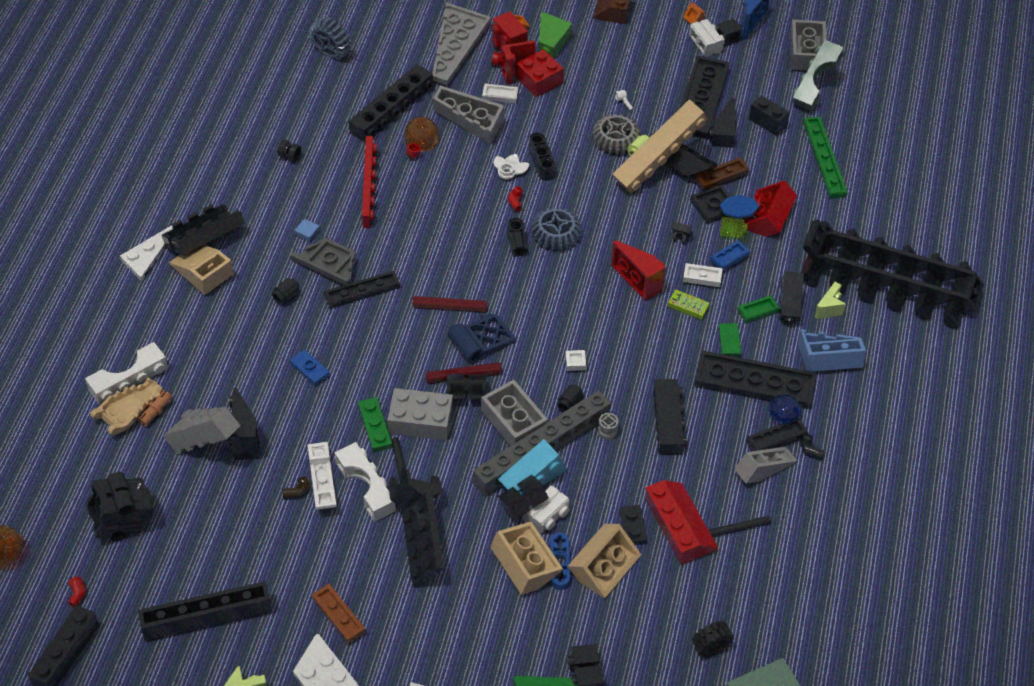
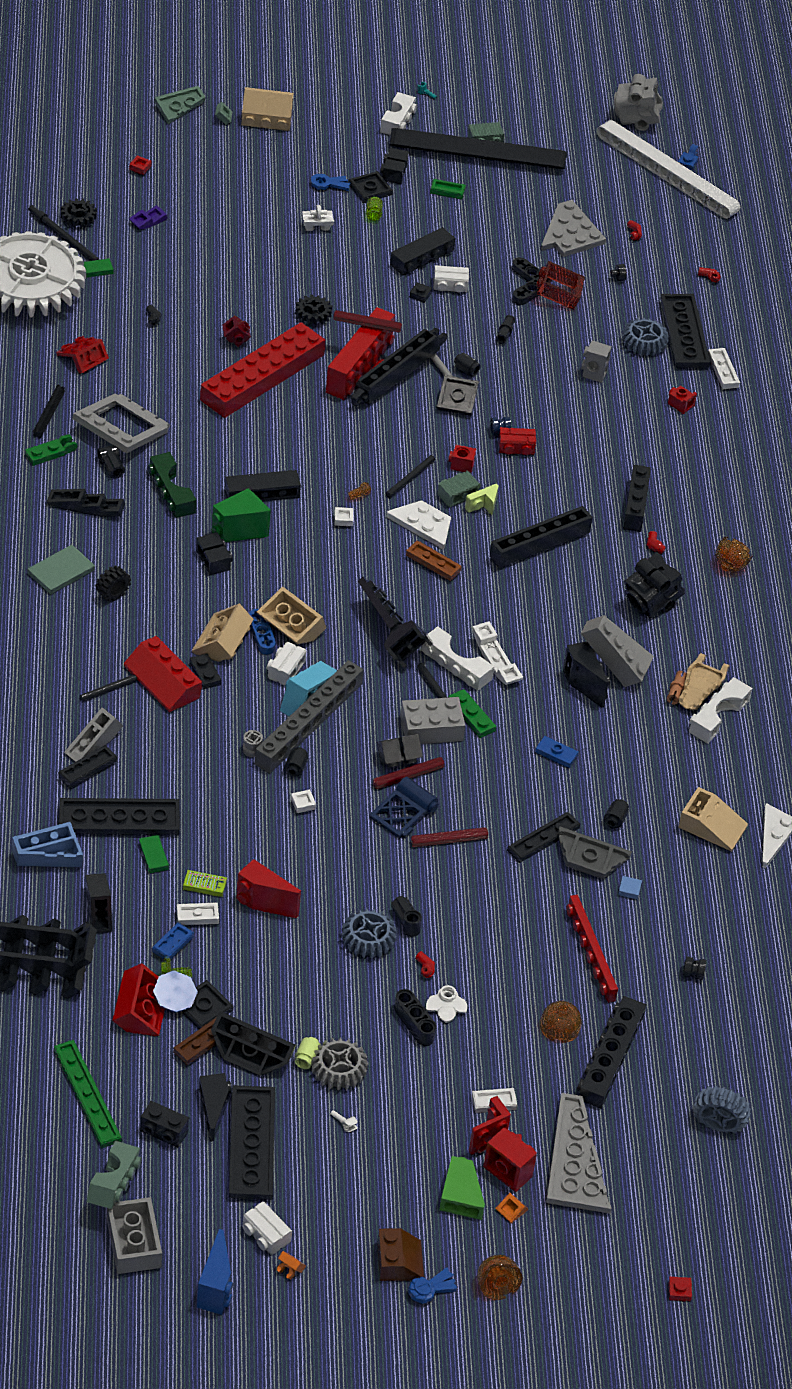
camera: 160 degrees right, 5 degrees down
(201, 229) = (730, 851): black piece -> none
(299, 490) = (513, 646): dark brown arm -> none
(413, 150) = (562, 993): red hinge -> none
(470, 112) = (518, 1050): light grey wedge -> none
(512, 412) = (344, 731): light grey brick -> none
(518, 504) = (309, 653): black piece -> none
(539, 73) = (453, 1125): red brick -> none
(660, 146) = (281, 1021): tan brick -> none
(668, 417) = (196, 762): black brick -> none
(681, 229) = (232, 958): black tile -> none
(730, 31) = (241, 1242): black brick -> none
(758, 309) = (130, 893): green tile -> none
(785, 409) = (84, 784): clear blue hat -> none
(808, 447) = (53, 762): black arm -> none
(830, 304) = (54, 903): yellowish green slope -> none

